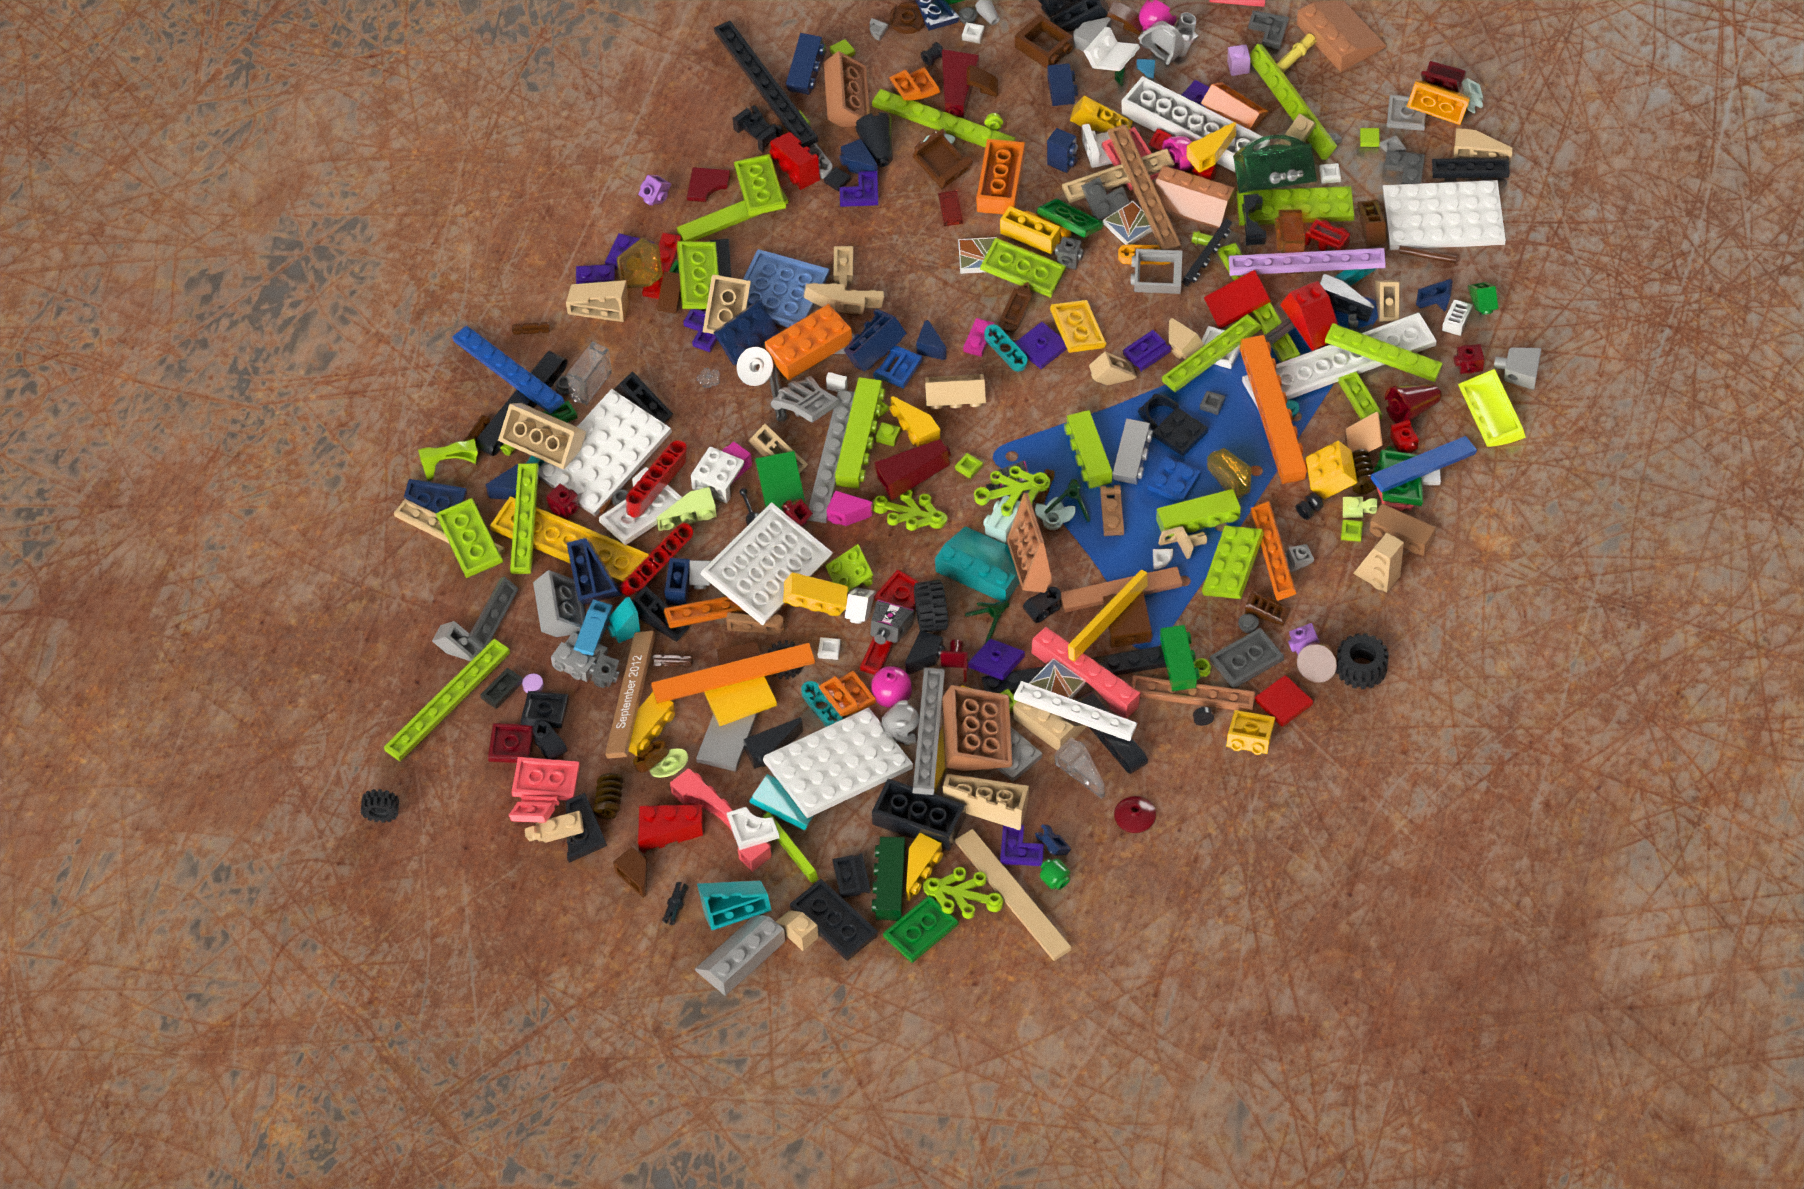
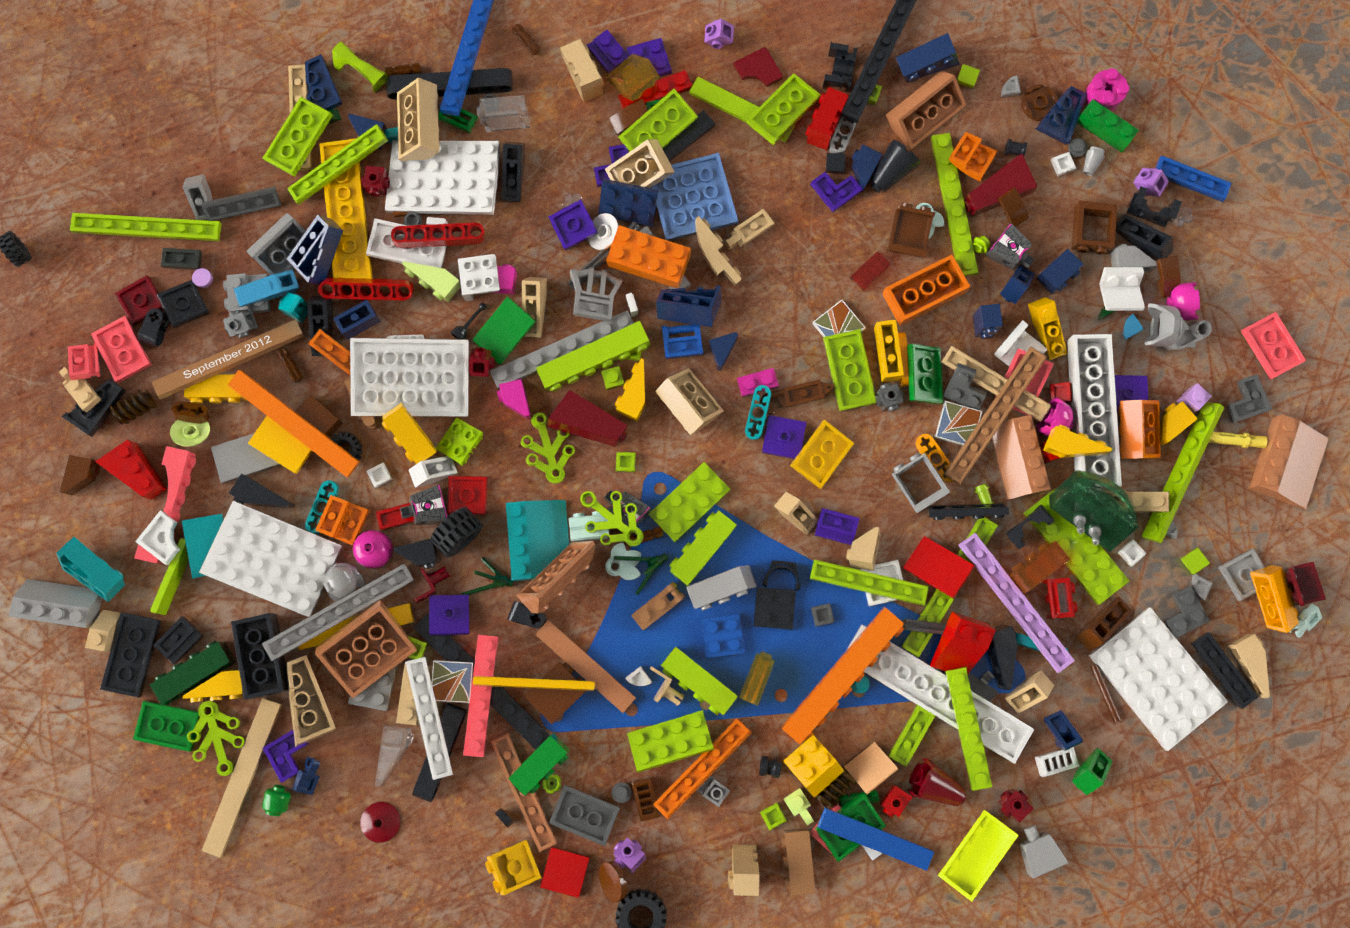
camera: 55 degrees right, 25 degrees up
(675, 903) = (71, 524): black pin -> none
(695, 576) = (378, 327): light grey brick -> none
(730, 384) = (573, 225): none -> dark purple plate
(1014, 104) = (1011, 248): none -> dark grey torso
(1041, 439) = (689, 502): none -> lime plate
(1048, 117) = (1017, 284): none -> dark blue slope
(1247, 82) = (1174, 421): none -> yellow slope

